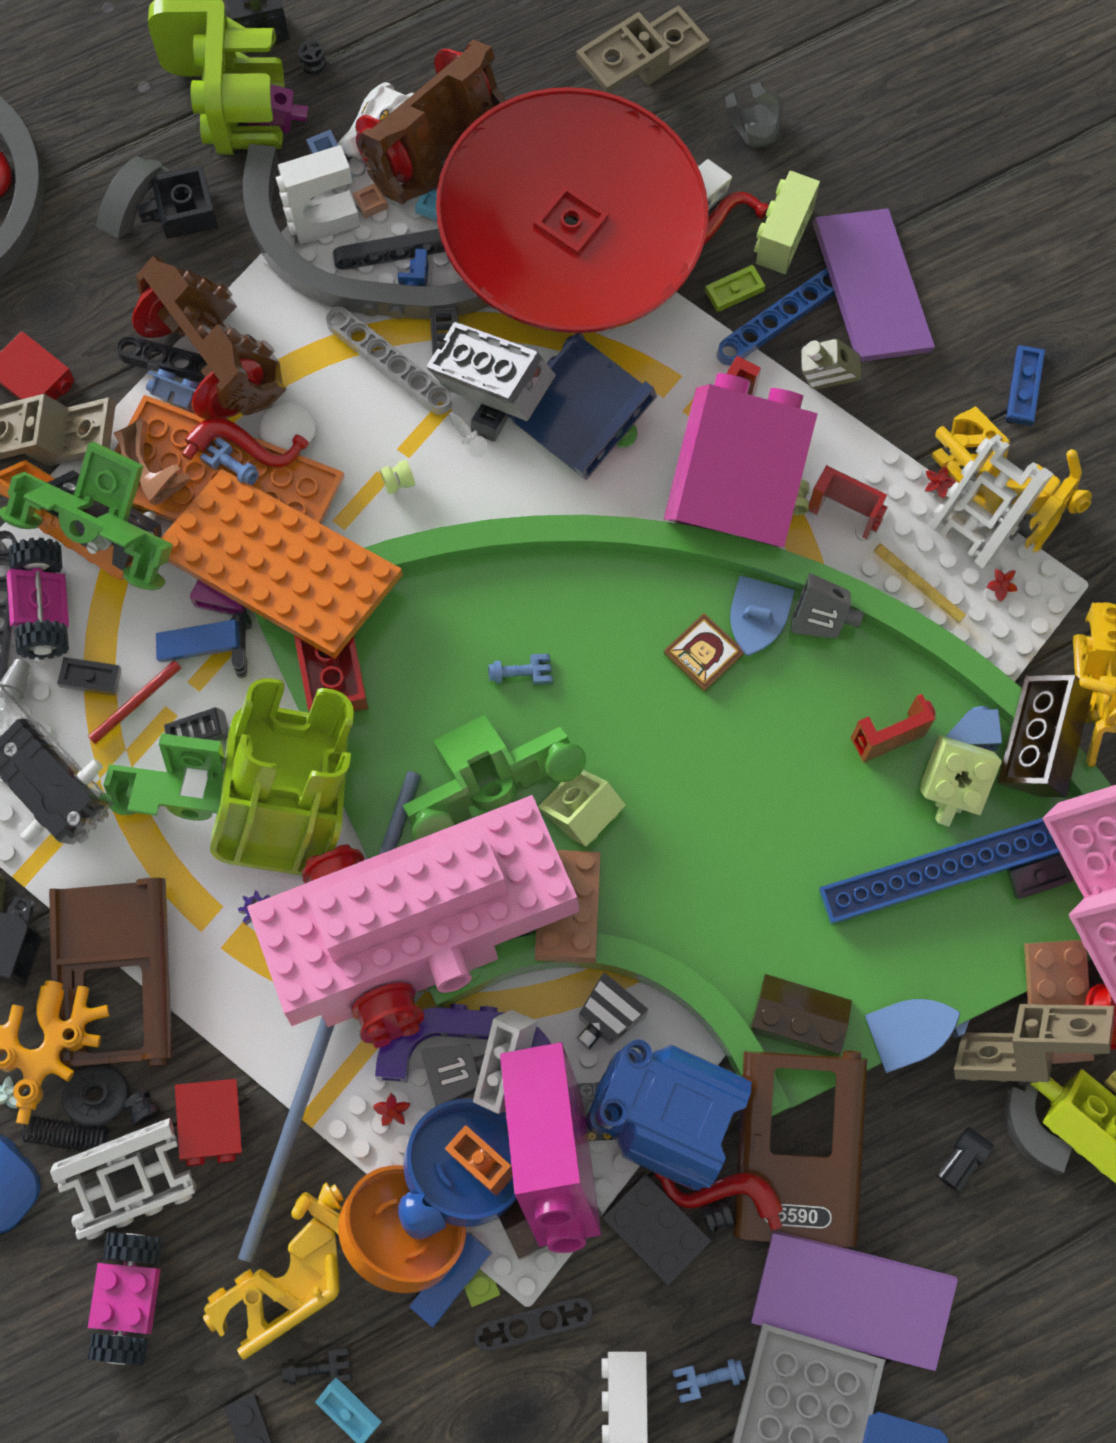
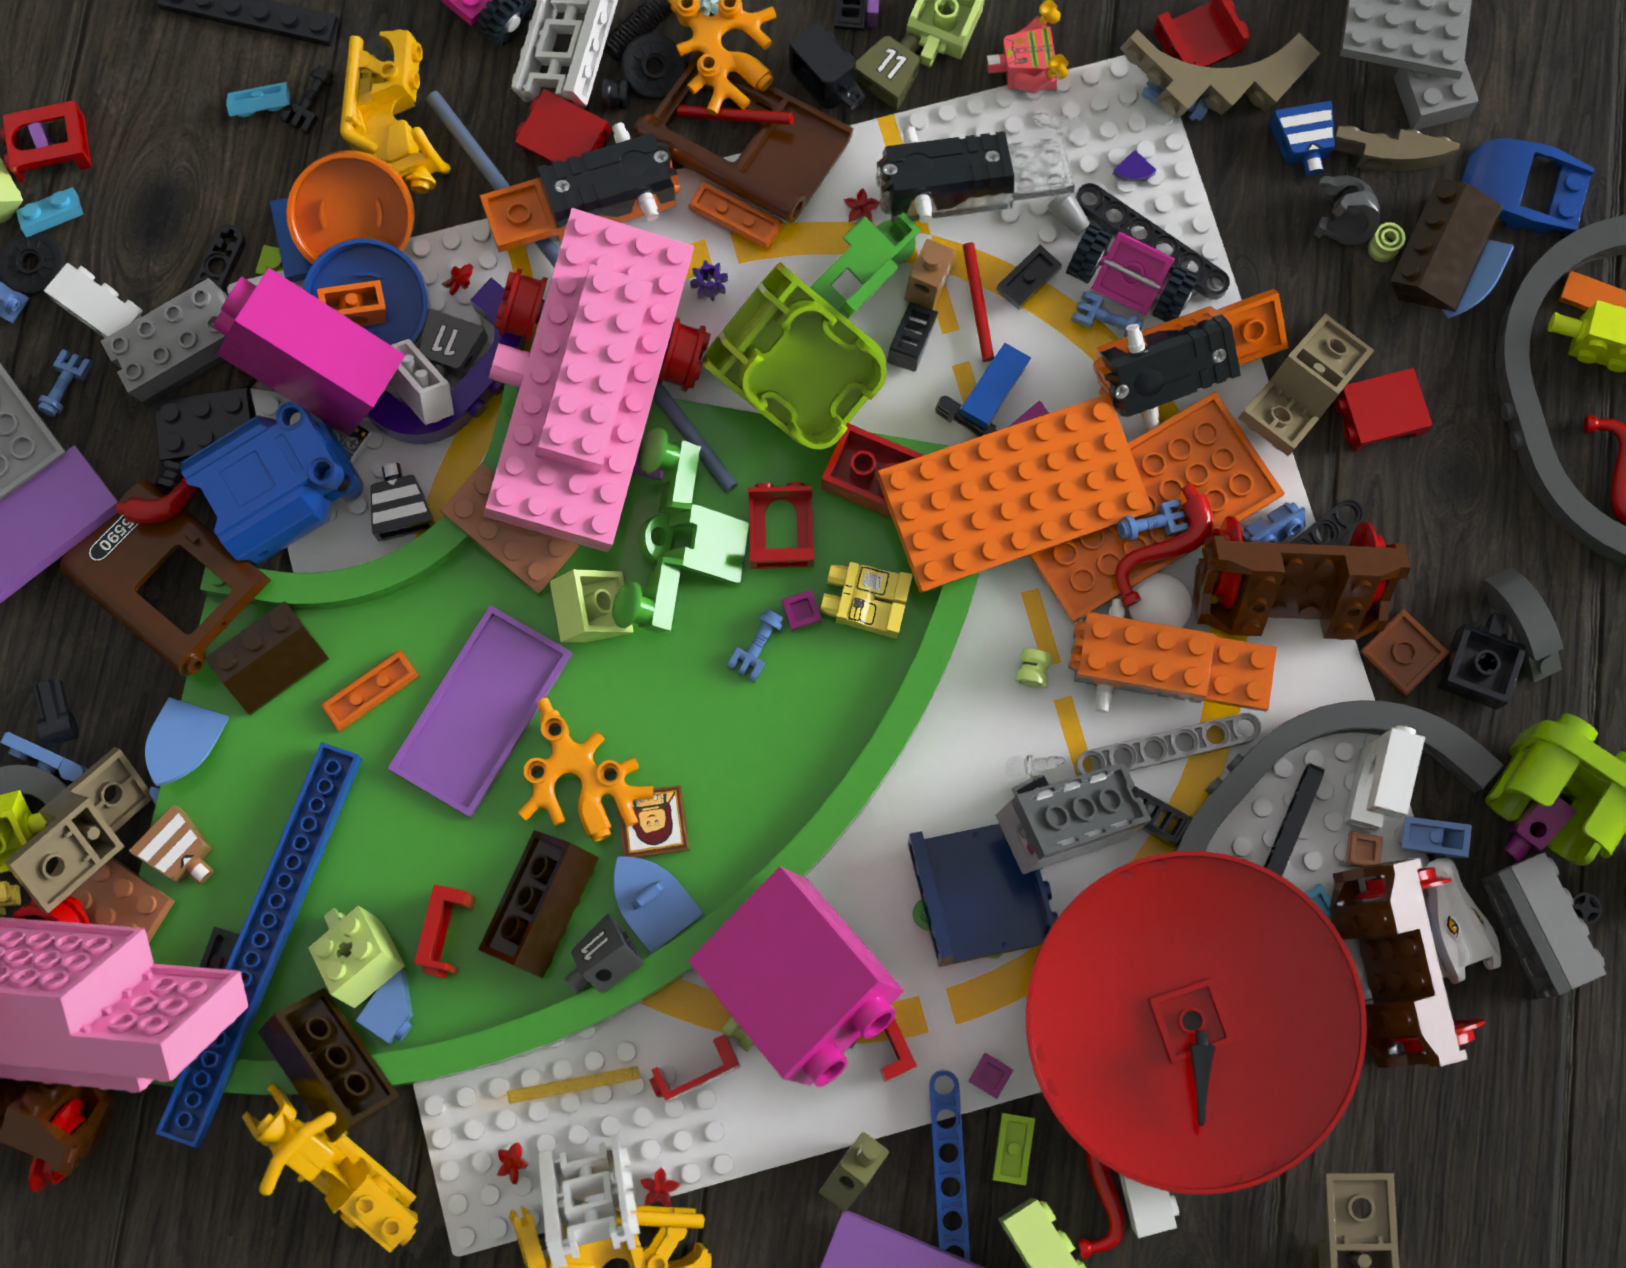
camera: 125 degrees right, 5 degrees up
(81, 578) = (1095, 311): none -> medium blue hinge
(96, 992) = (734, 114): none -> red bar
(110, 481) = (1209, 307): bright green piece -> none
(112, 841) = (861, 206): none -> red plant
(136, 744) = (931, 271): none -> medium nougat torso
(155, 486) = (1228, 441): nougat animal -> none
(185, 933) = (735, 215): none -> orange tile
(210, 257) = (1403, 652): none -> dark orange tile
(252, 1053) = (610, 182): none -> piece
(330, 390) = (1169, 662): none -> orange piece
(343, 66) = (1543, 926): none -> piece
(391, 712) = (759, 499): none -> red panel
(417, 1219) = (347, 226): blue hair -> none
(418, 270) = (1246, 841): blue bracket -> none
(430, 625) = (870, 598): none -> light yellow hips
(473, 656) = (801, 610): none -> magenta plate
(596, 187) = (1201, 1057): none -> black piece
(610, 1298) = (169, 343): none -> light grey piece
(700, 327) = (990, 1075): none -> magenta plate
(701, 729) = (577, 759): none -> light orange plant
(717, 831) = (480, 711): none -> medium lavender tile
(765, 923) = (370, 690): none -> orange tile
(822, 686) = (538, 903): none -> dark brown slope
(989, 971) = (175, 847): none -> medium nougat torso
(1001, 1136) = (47, 760): none -> medium blue hinge

